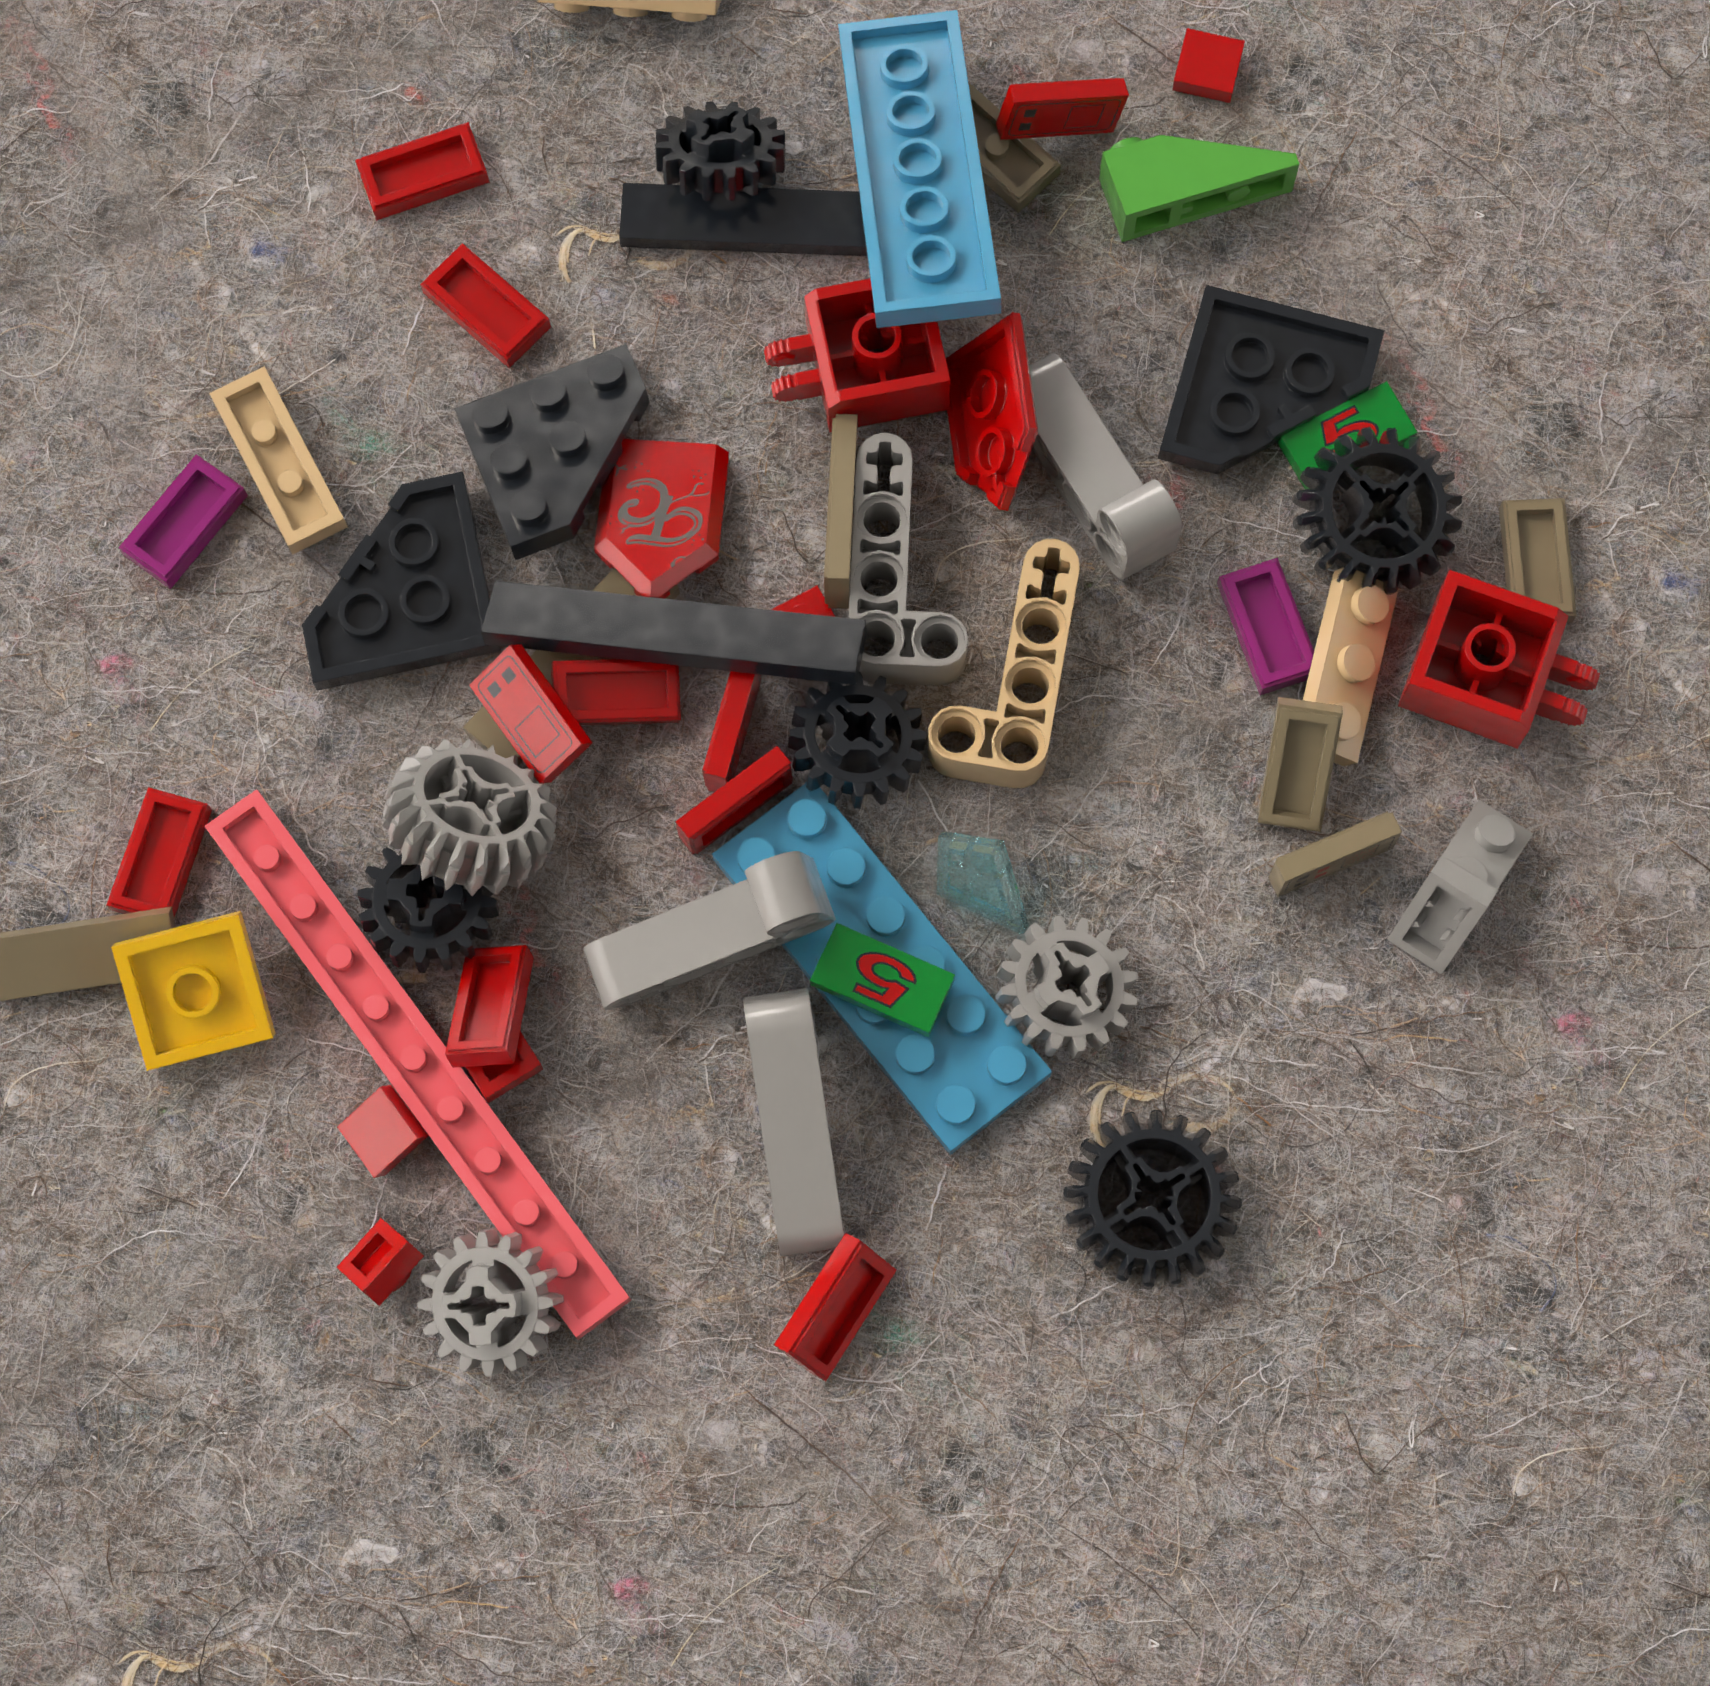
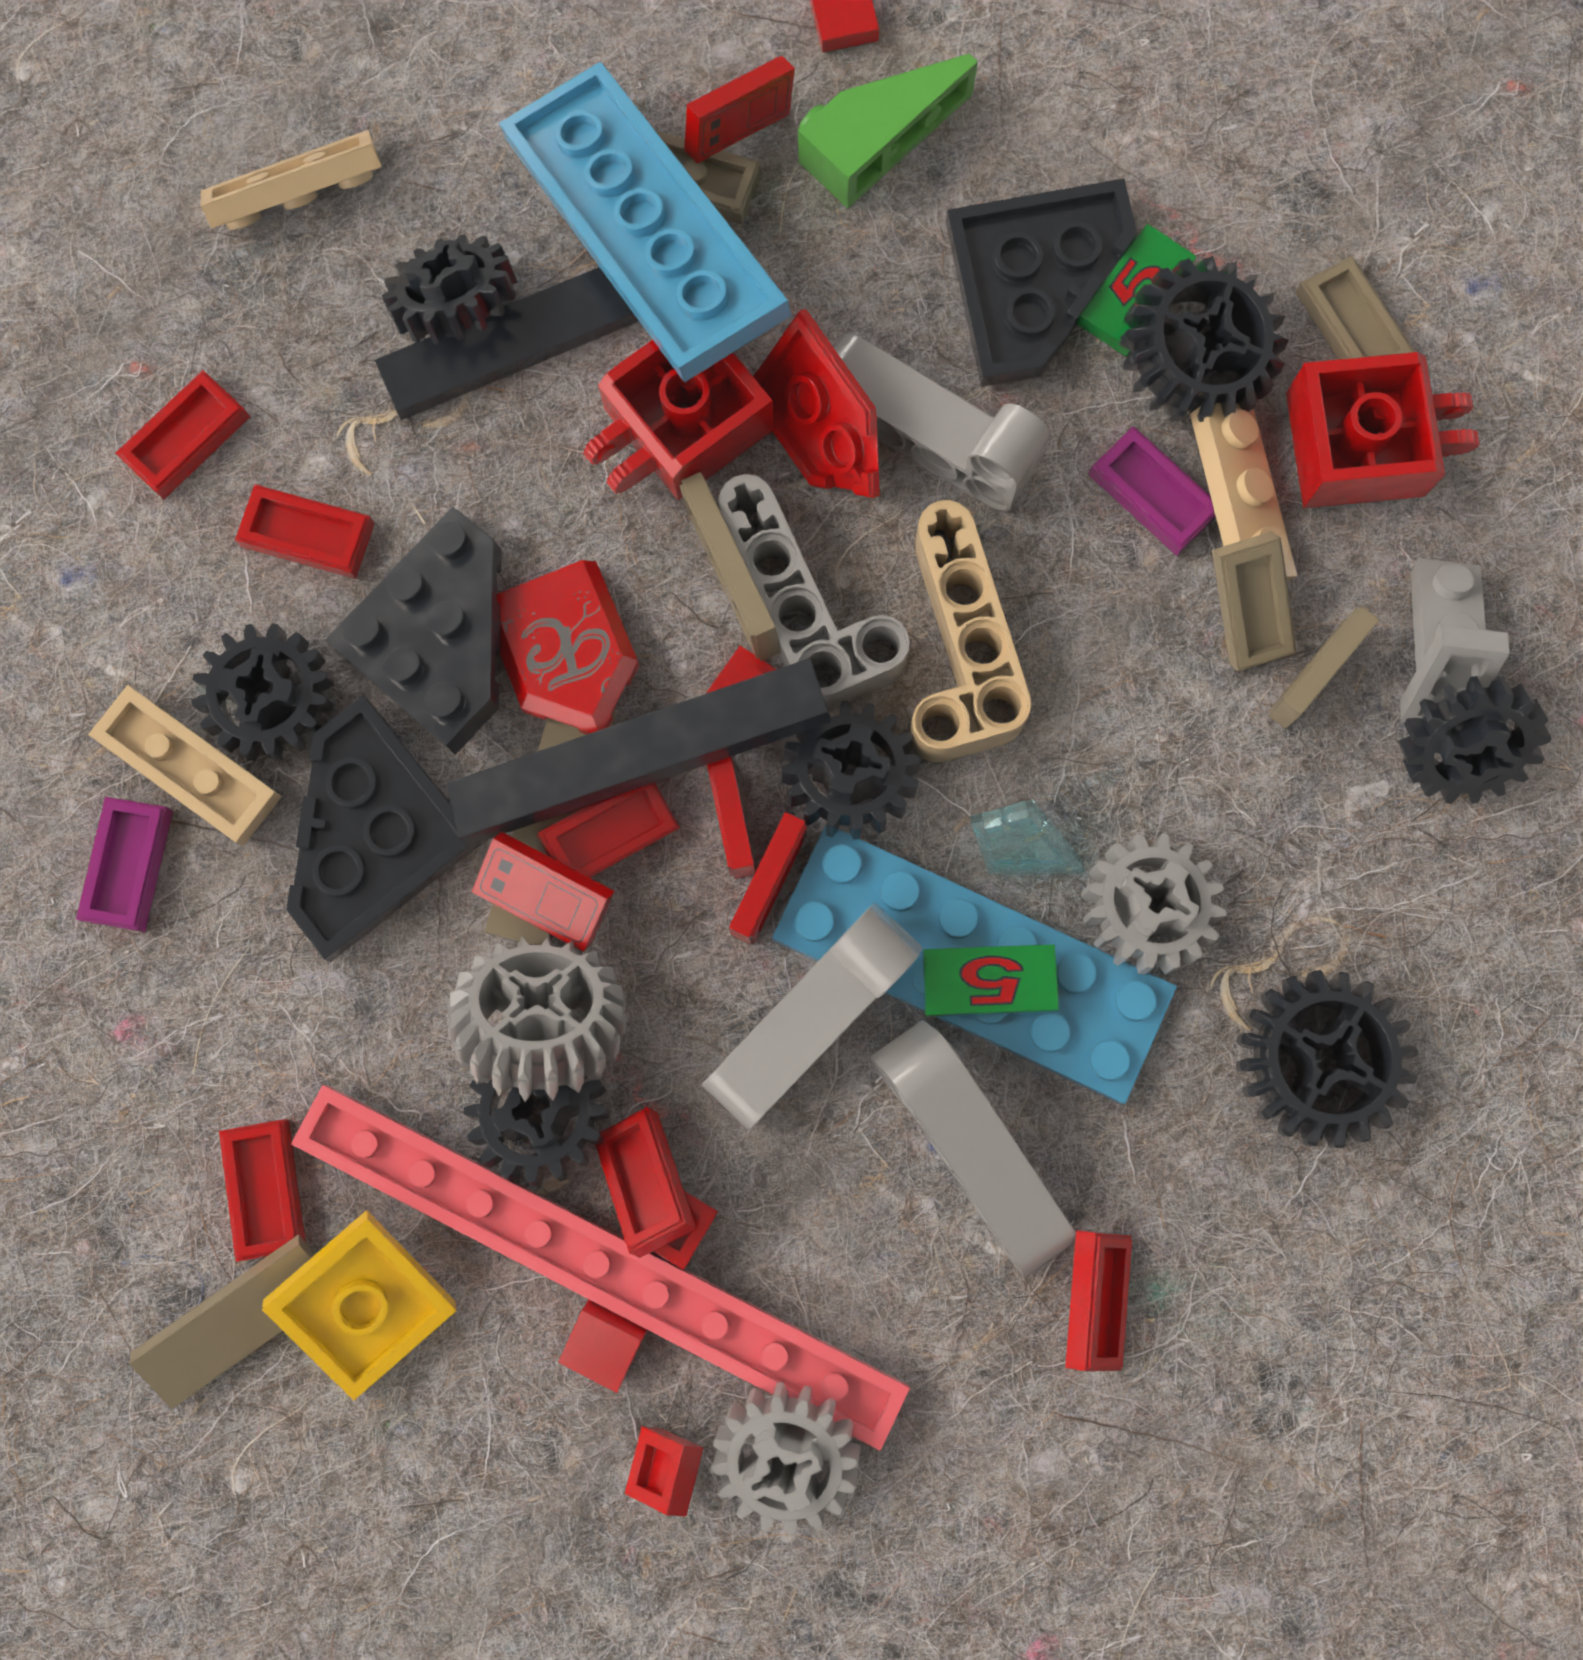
camera: 25 degrees left, 5 degrees up
(375, 453) = (251, 668): none -> black gear
(1426, 979) = (1474, 739): none -> black gear

